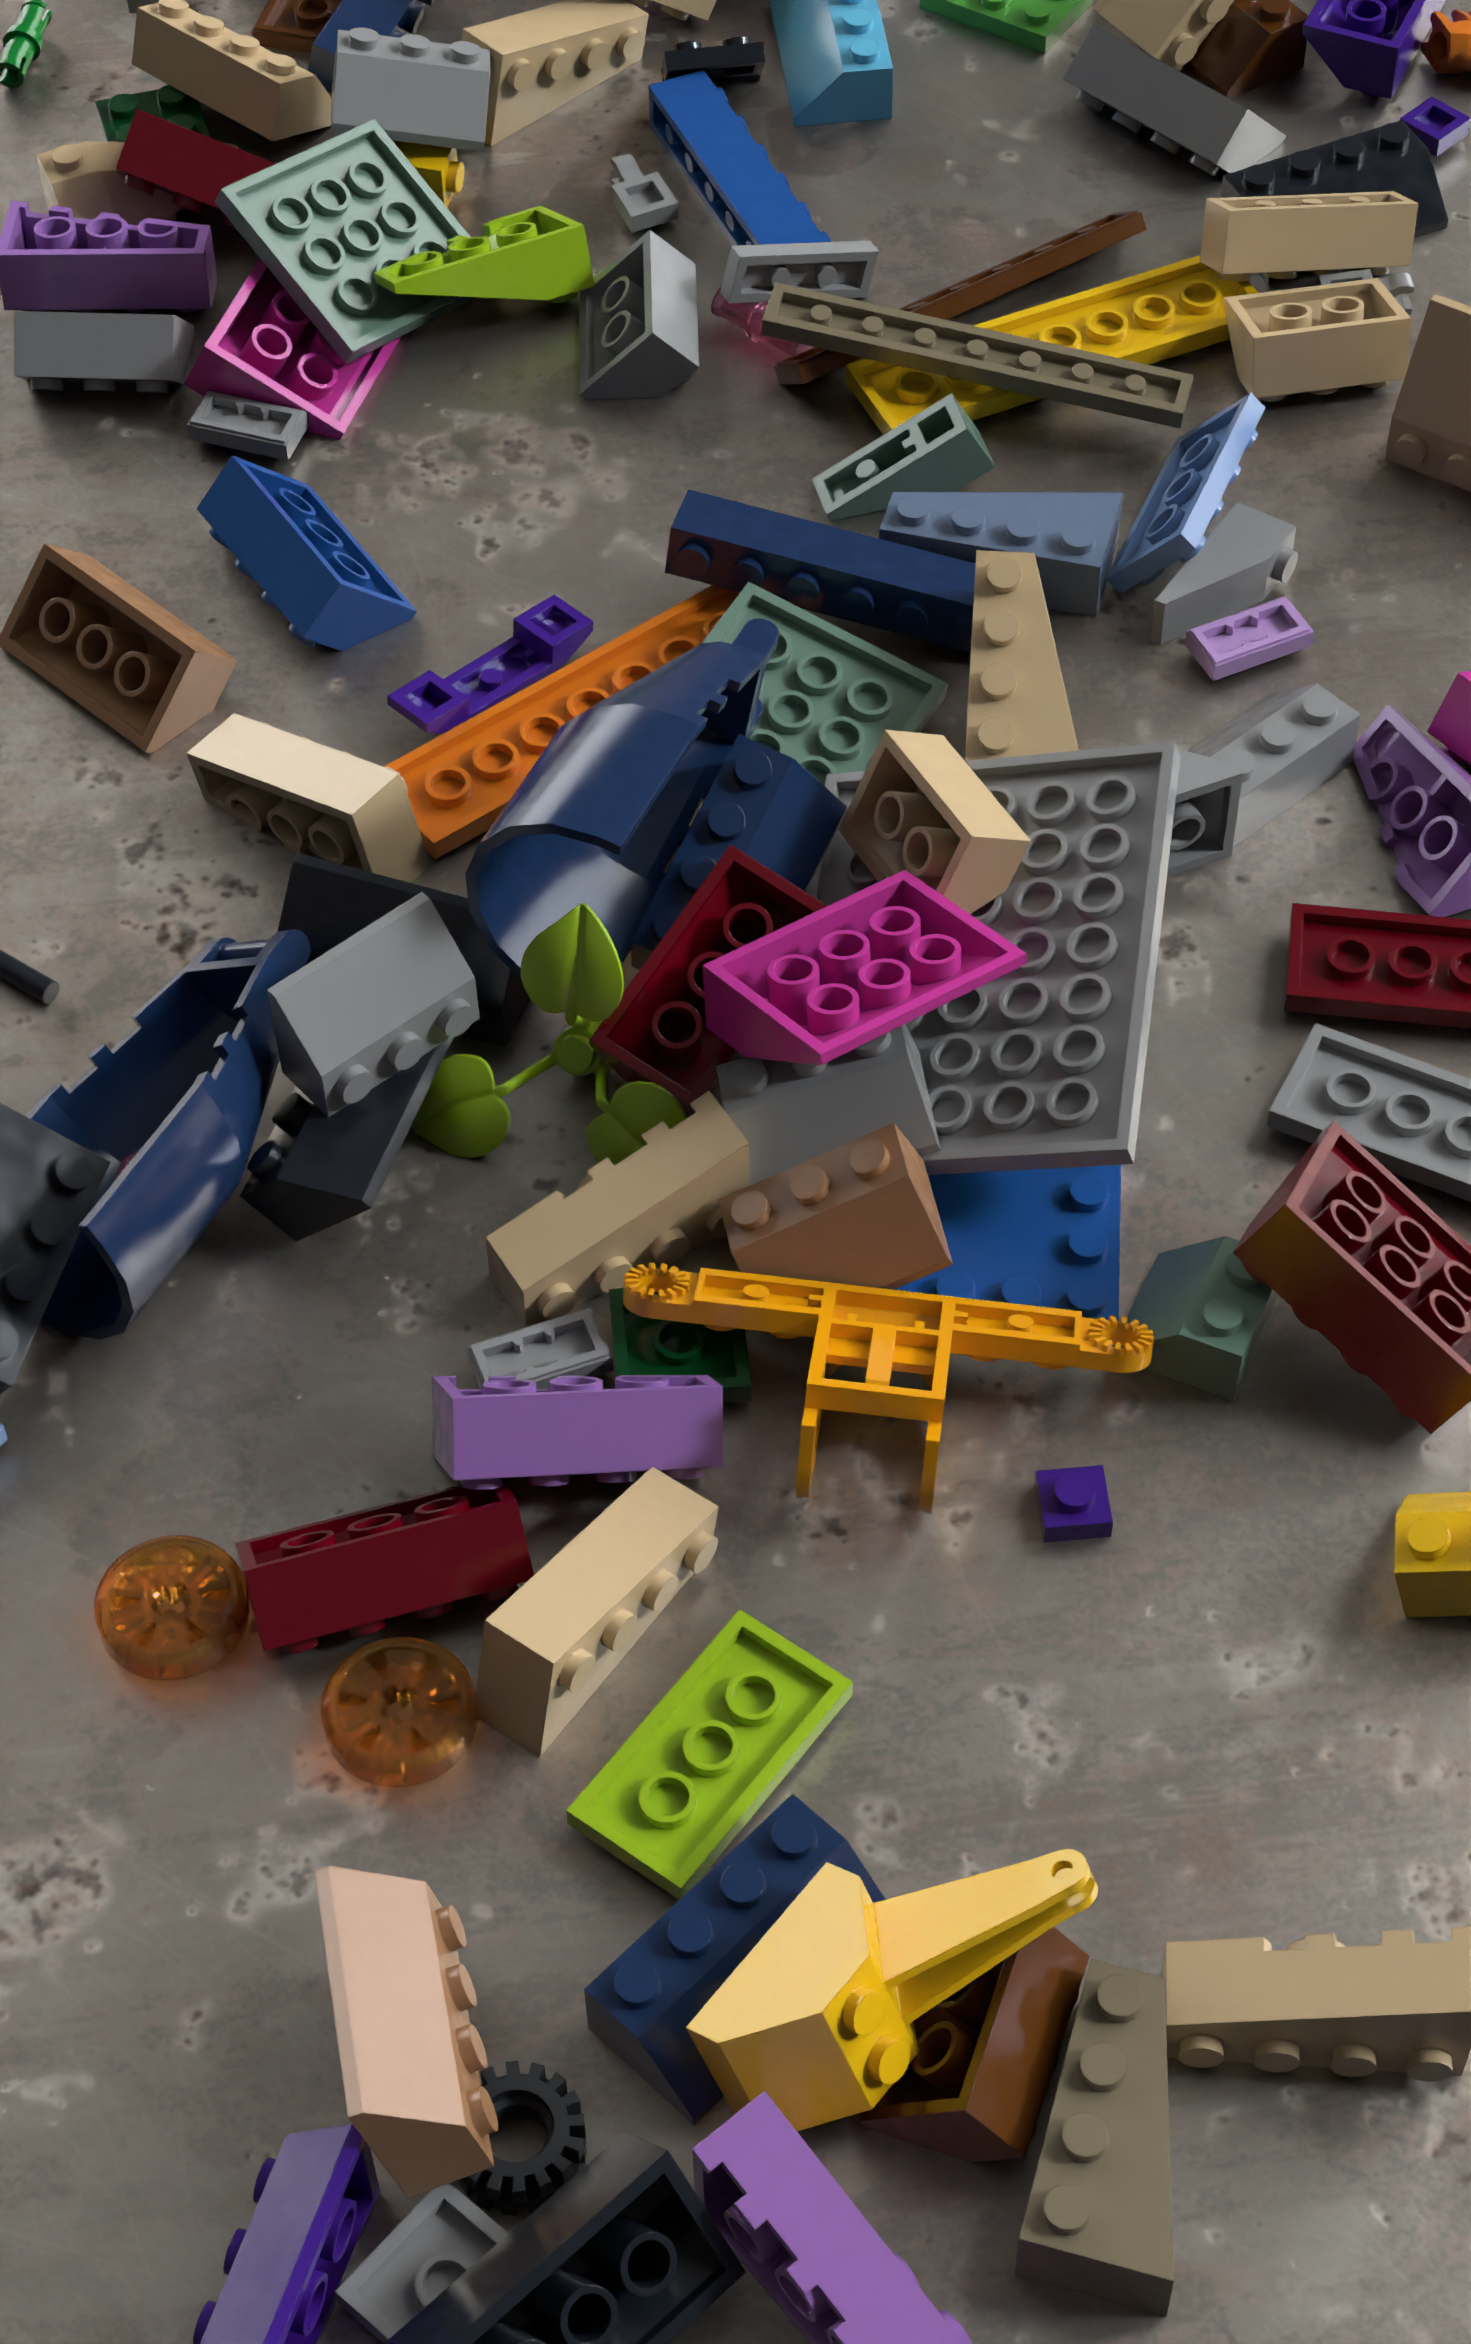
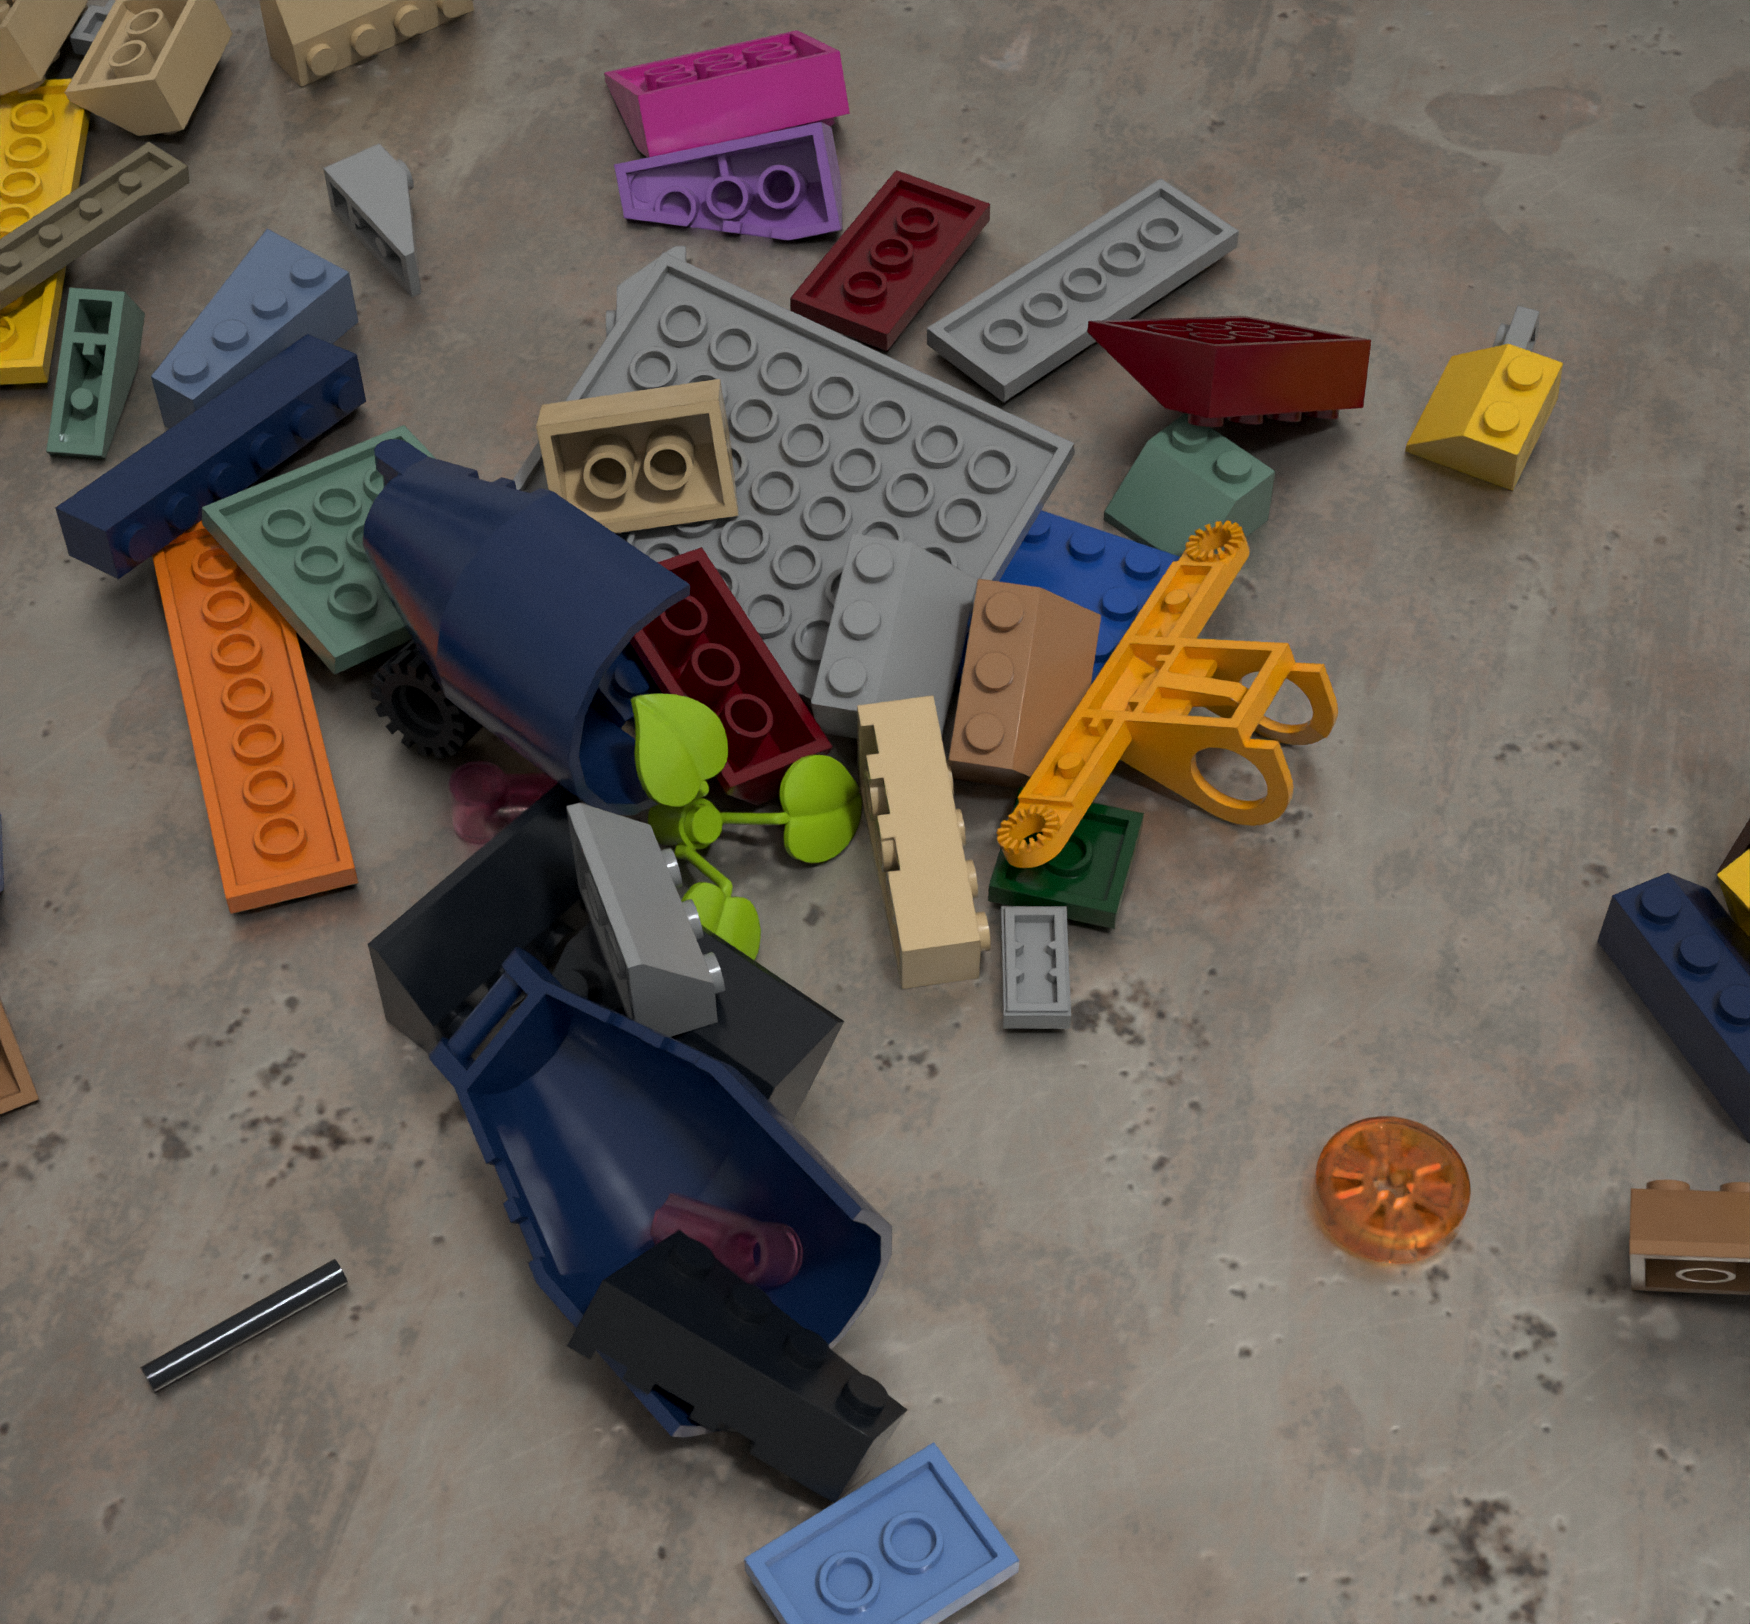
camera: 70 degrees left, 0 degrees up
(172, 1642) = (1194, 1387): clear orange wheel -> none
(311, 797) = (228, 952): tan wedge -> none
(384, 1565) = (1224, 1153): dark red slope -> none
(539, 646) = (141, 754): dark purple slope -> none
(577, 1428) = (1148, 957): medium lavender wedge -> none
(589, 1607) = (1350, 994): tan wedge -> none
(709, 1754) = (1517, 965): lime plate -> none
(851, 973) = (821, 542): dark pink slope -> none
(1014, 666) = (446, 369): tan wedge -> none
(1073, 1503) = (1339, 645): dark purple plate -> none
(1186, 495) = (272, 181): medium blue plate -> none
(1249, 638) = (465, 229): lavender plate -> none
(1284, 749) = (593, 248): light grey slope -> none

